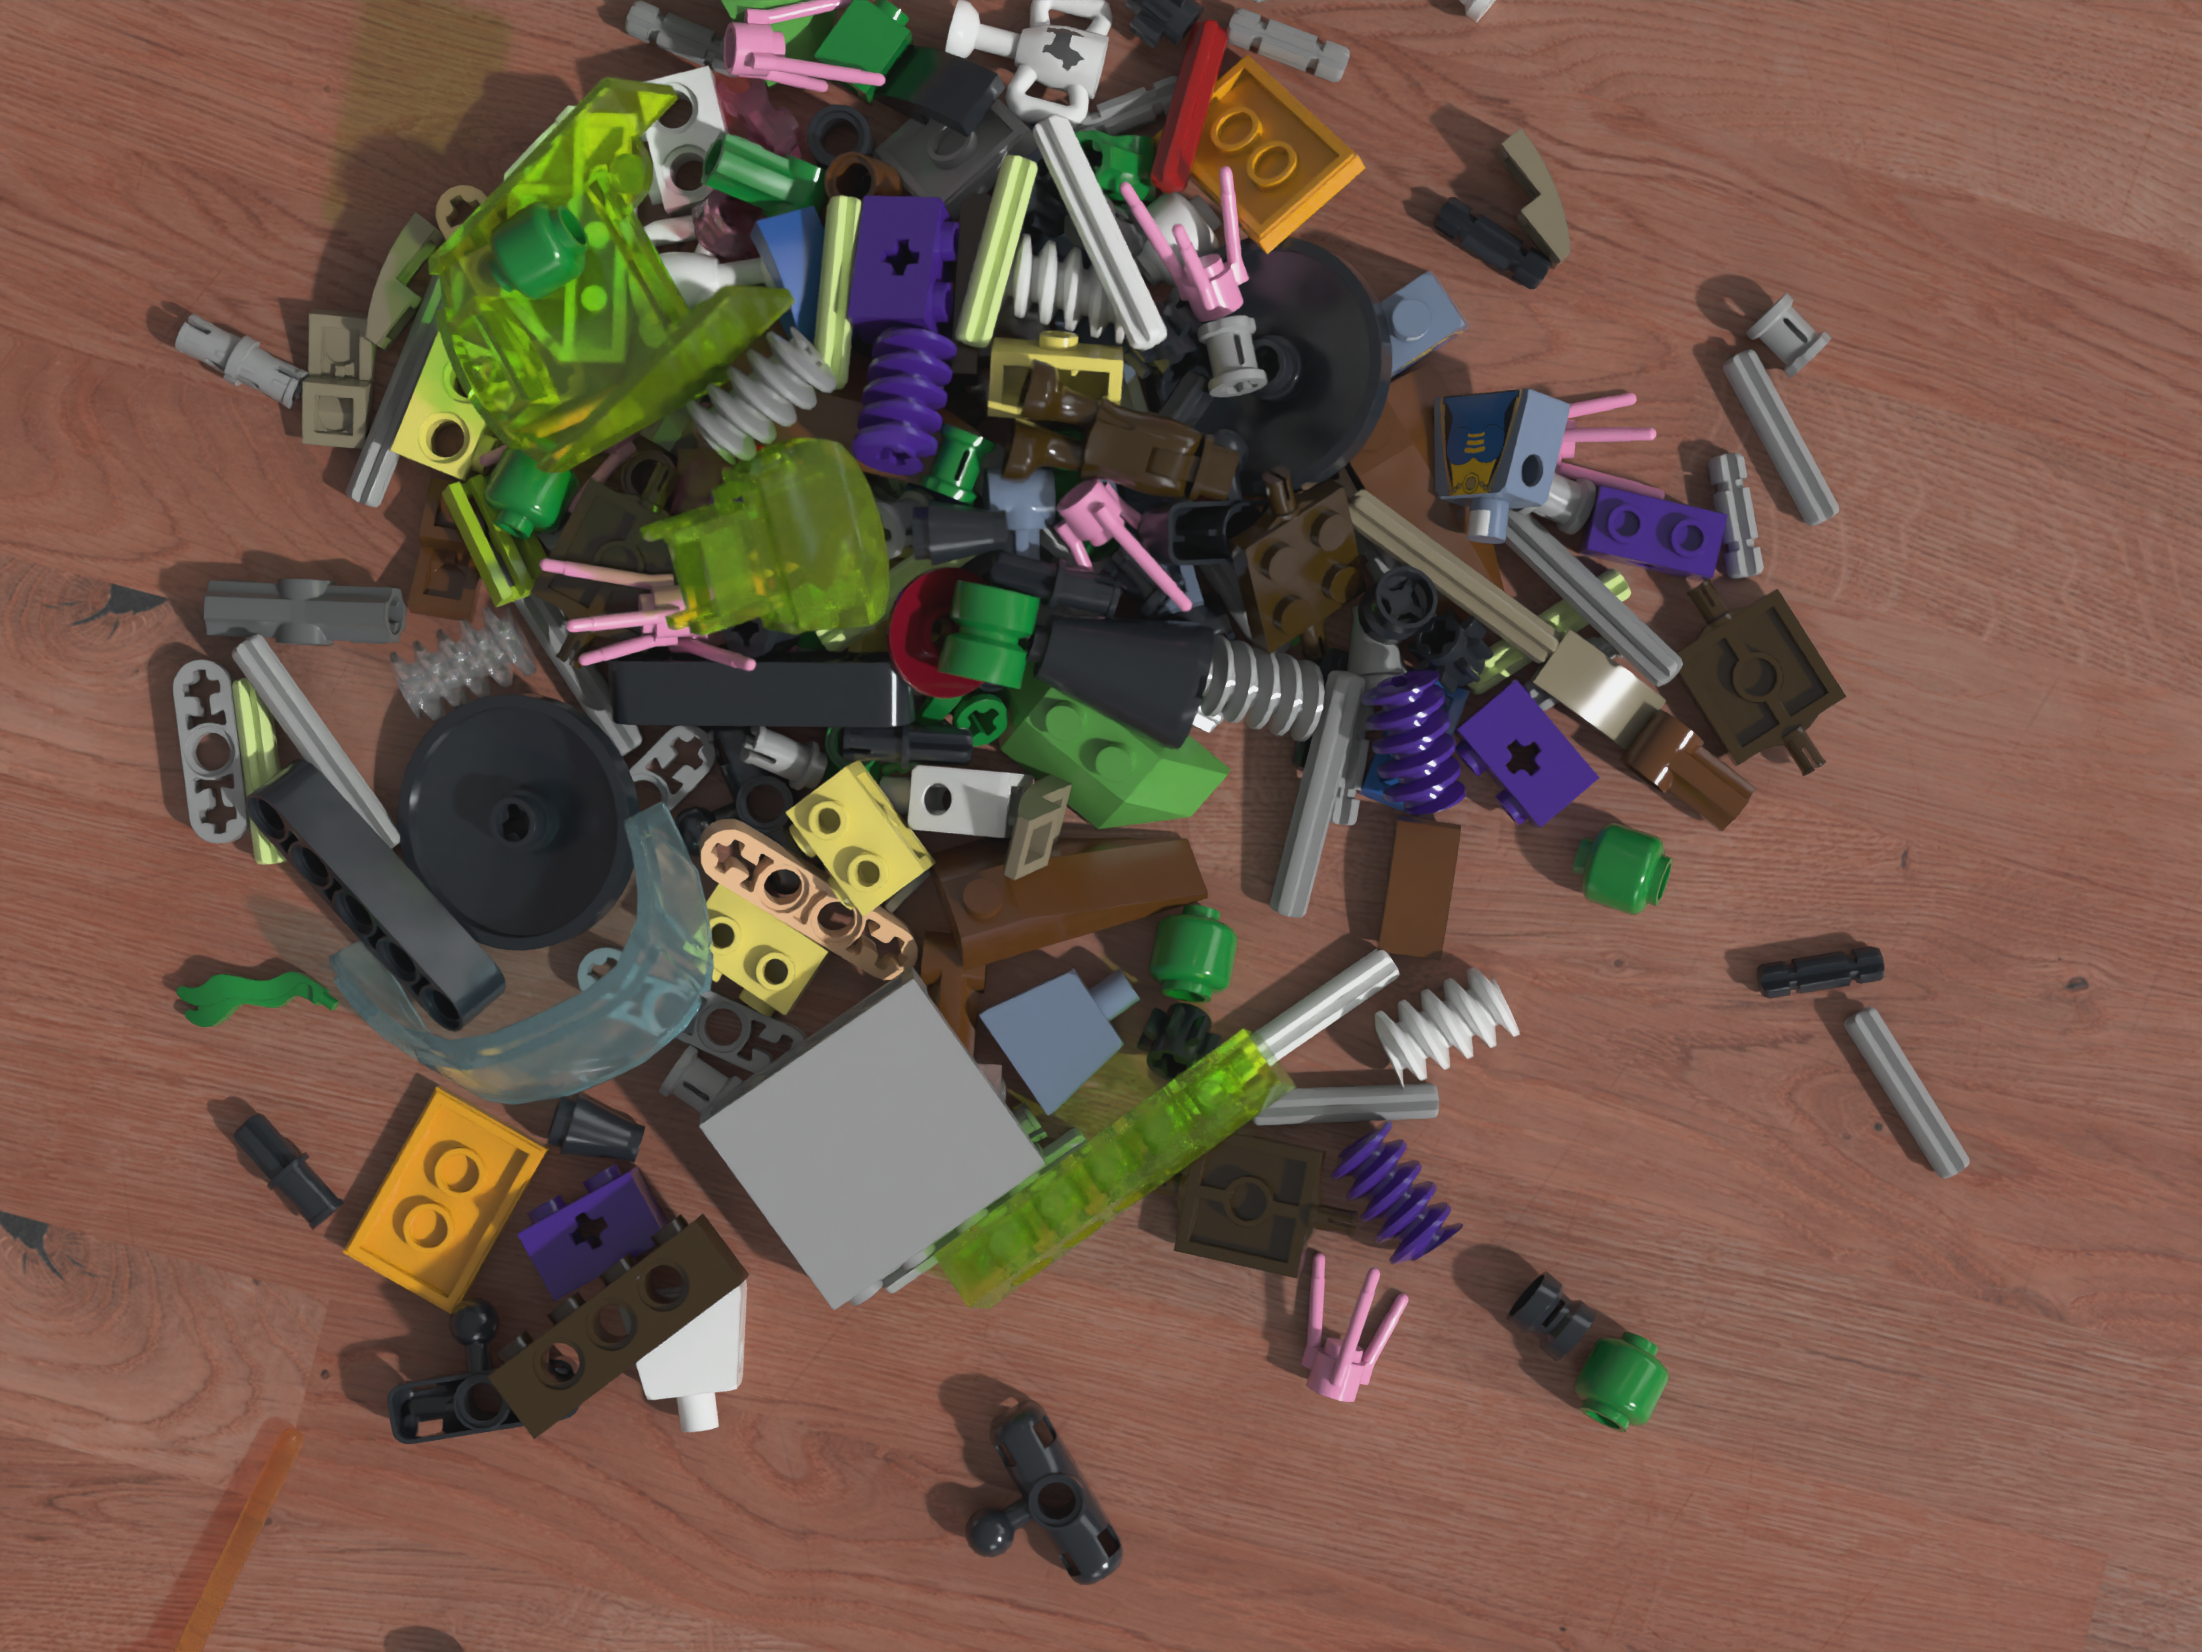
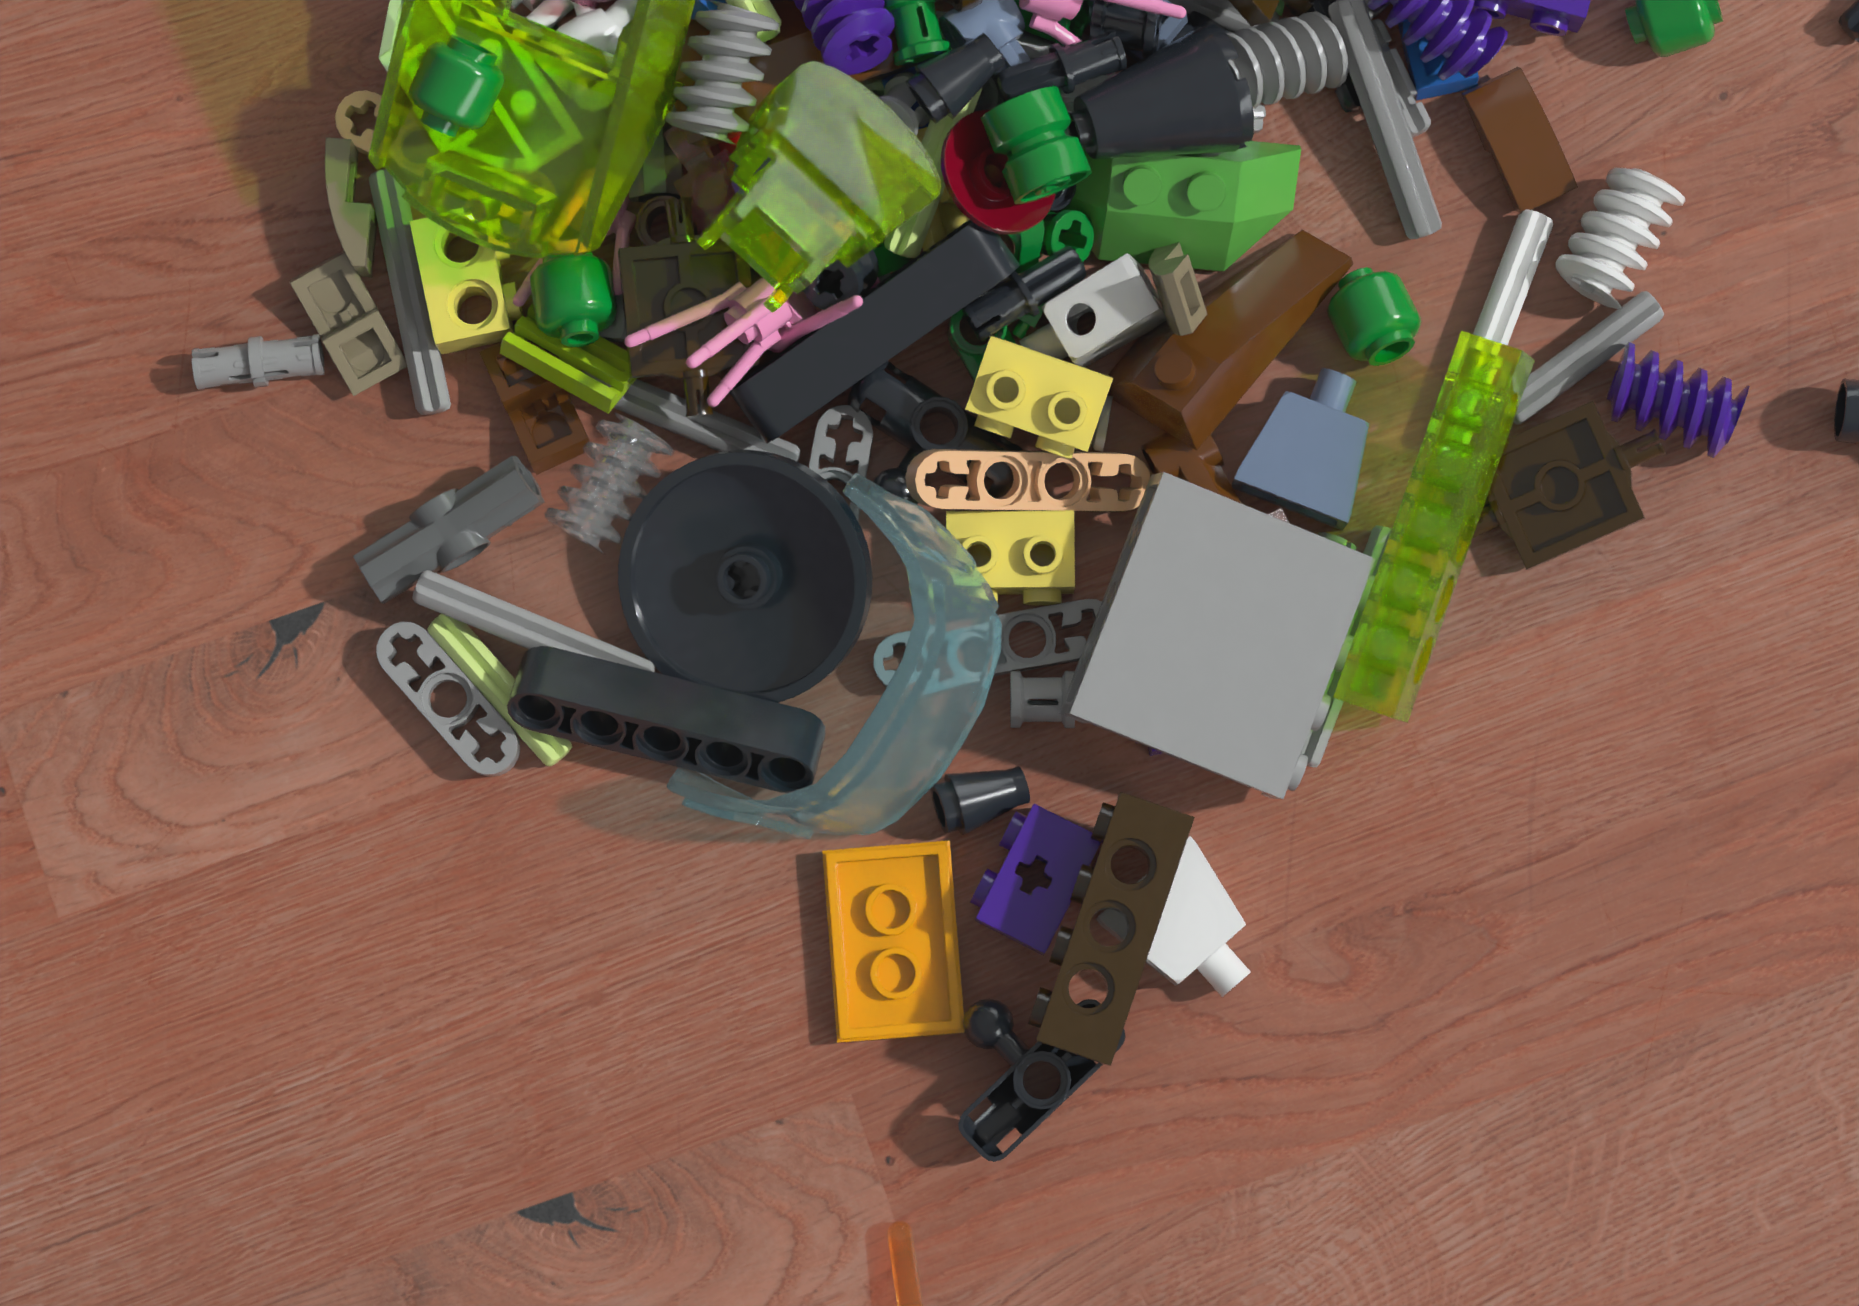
camera: 30 degrees left, 5 degrees down
(228, 992) = (595, 890): green hair -> none
(287, 1170) = (744, 1005): black axle -> none
(785, 757) = (935, 372): light grey pin -> none
(1068, 1527) = (1602, 855): black piece -> none
(1177, 1039) = (1408, 393): black gear -> none
(1340, 1365) = (1732, 571): bright pink plant -> none

